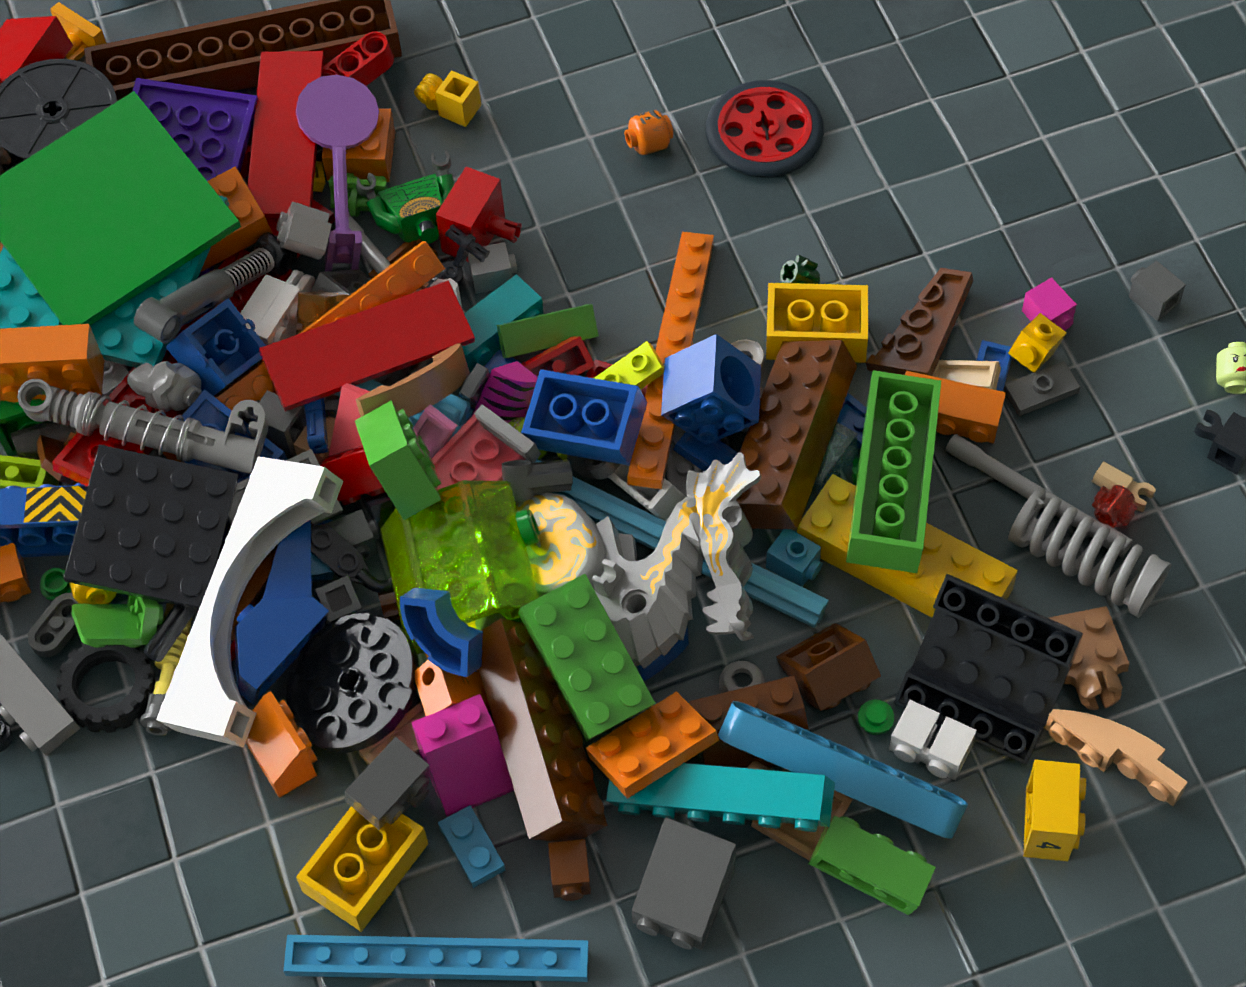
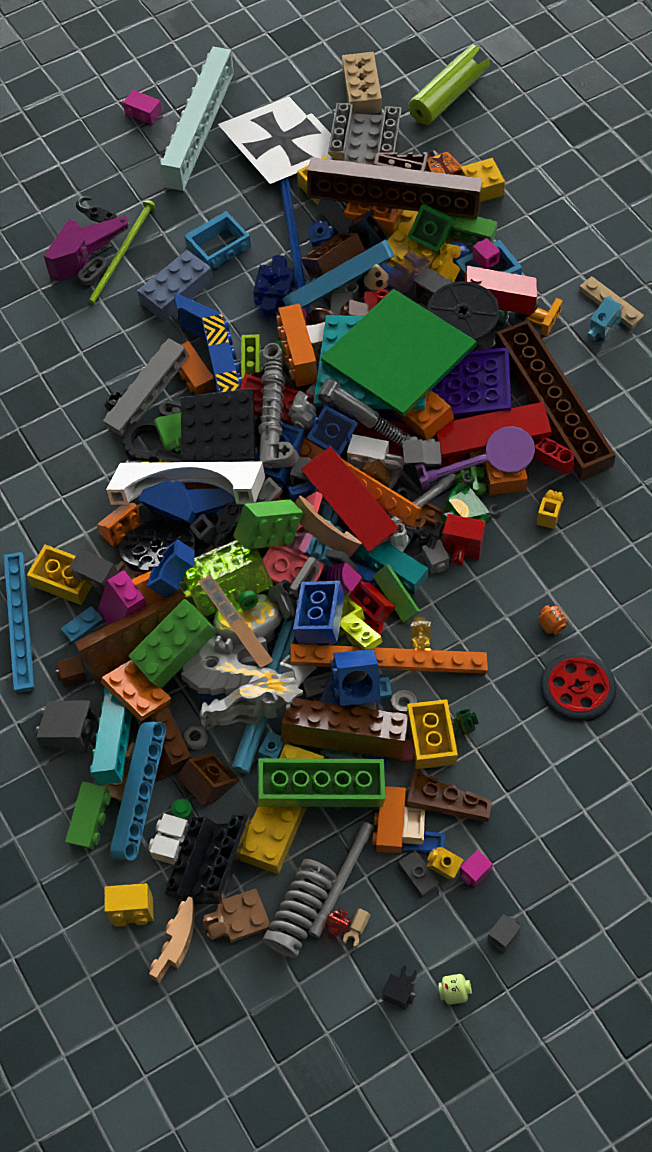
camera: 80 degrees right, 0 degrees up
(571, 544) = (235, 621): none -> medium nougat sticker
(637, 306) = (421, 634): none -> clear yellow hips

